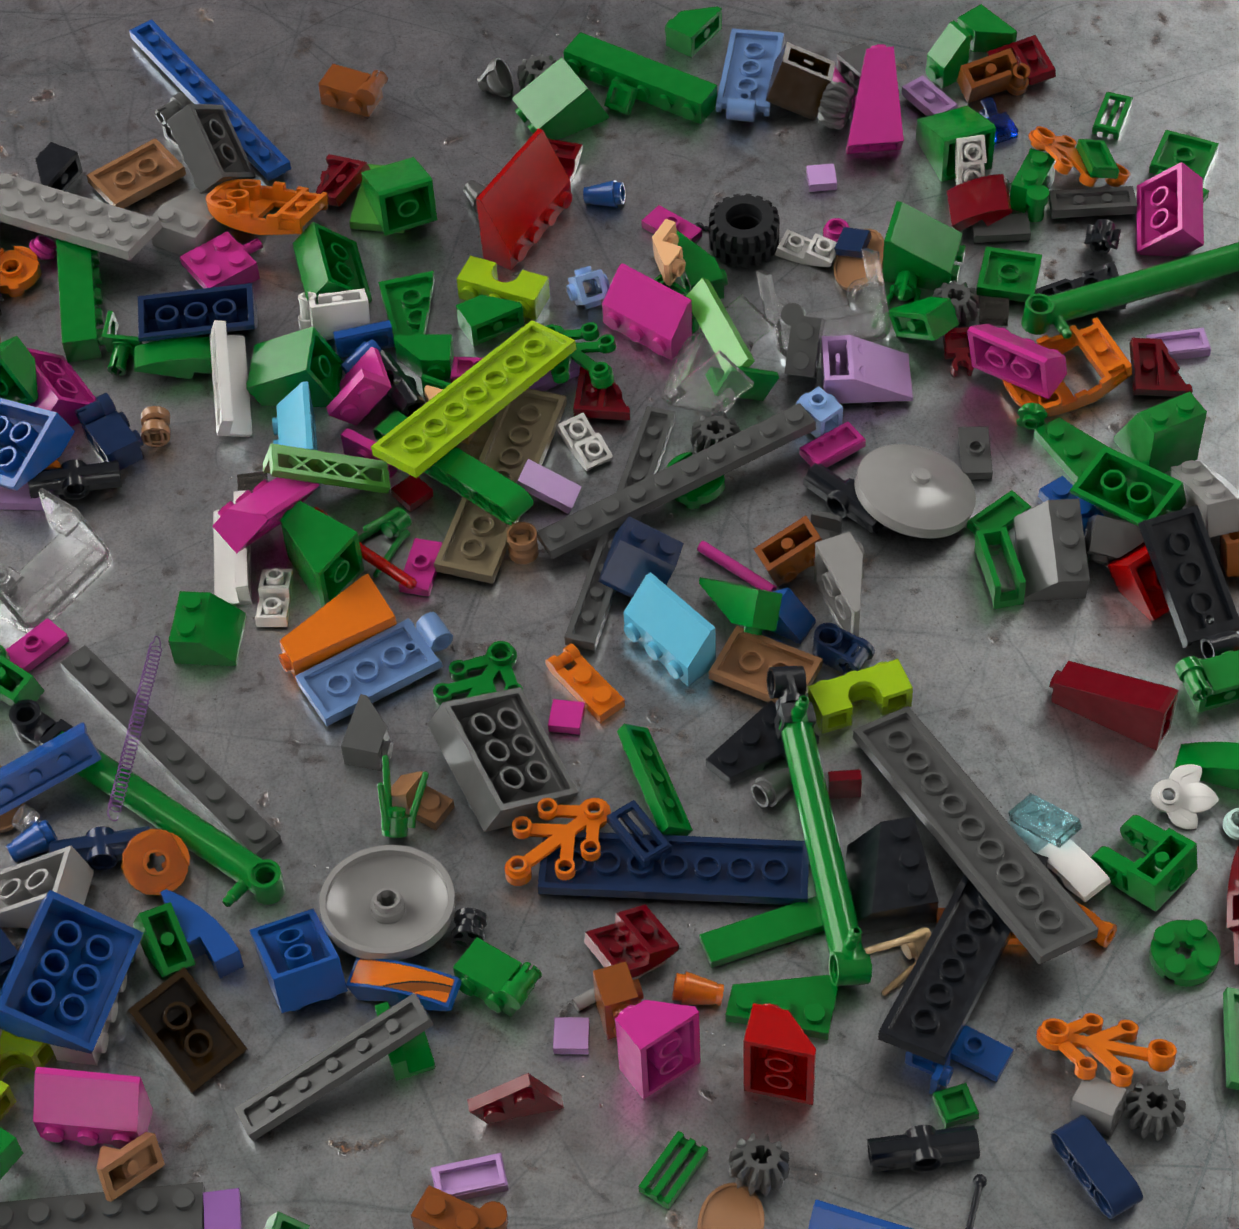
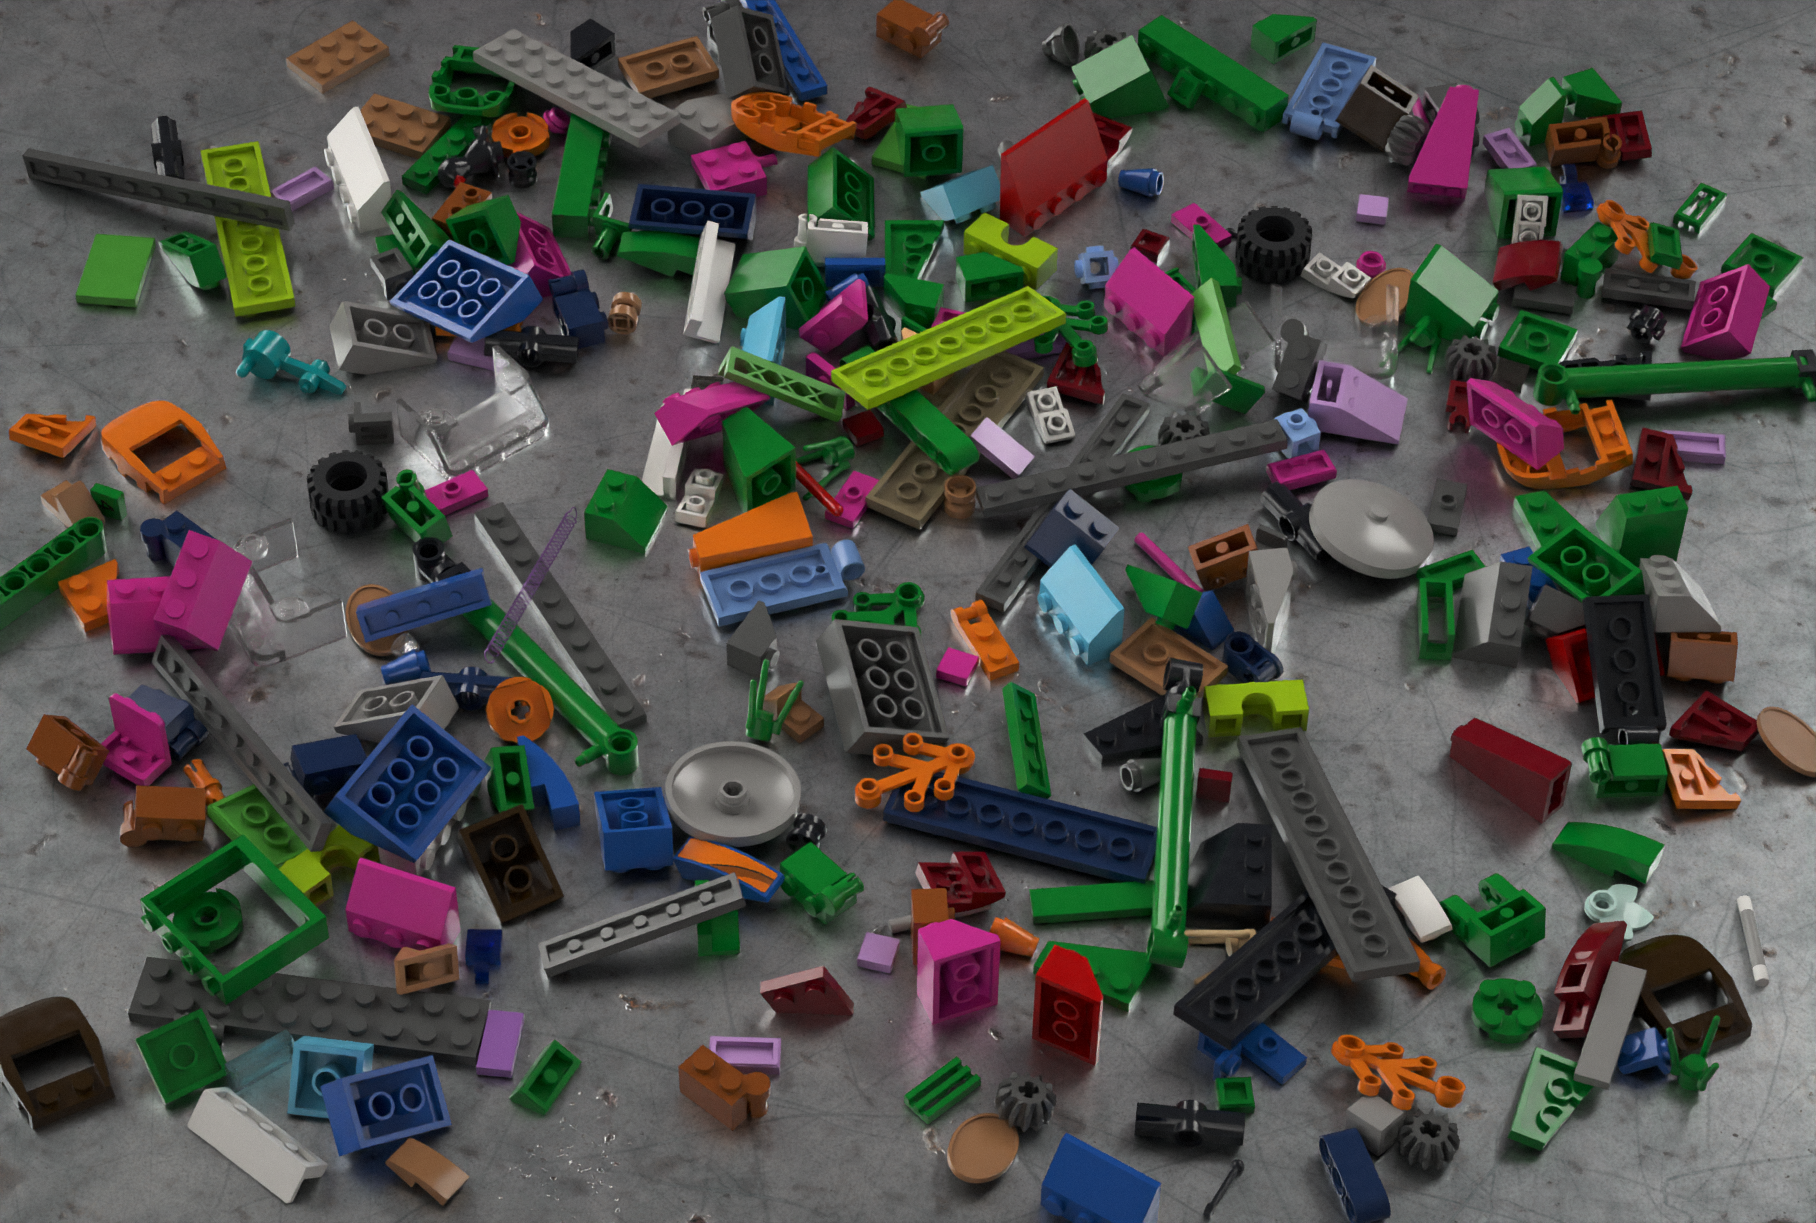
camera: 10 degrees right, 5 degrees down
(22, 303) = (522, 169): none -> black wheel
(180, 1127) = (483, 950): none -> clear blue plate
(446, 241) = (964, 194): none -> medium azure slope
(630, 254) = (1151, 244): none -> dark red tile
(652, 852) = (1003, 804): dark blue tile -> none
(667, 252) = (1186, 247): light nougat slope -> none
(852, 242) = (1381, 275): dark blue tile -> none
(924, 318) = (1432, 365): green slope -> none
(1031, 416) = (1515, 482): green plate -> none
(1045, 820) = (1404, 860): clear light blue plate -> none
(1188, 793) = (1558, 868): white plate -> none

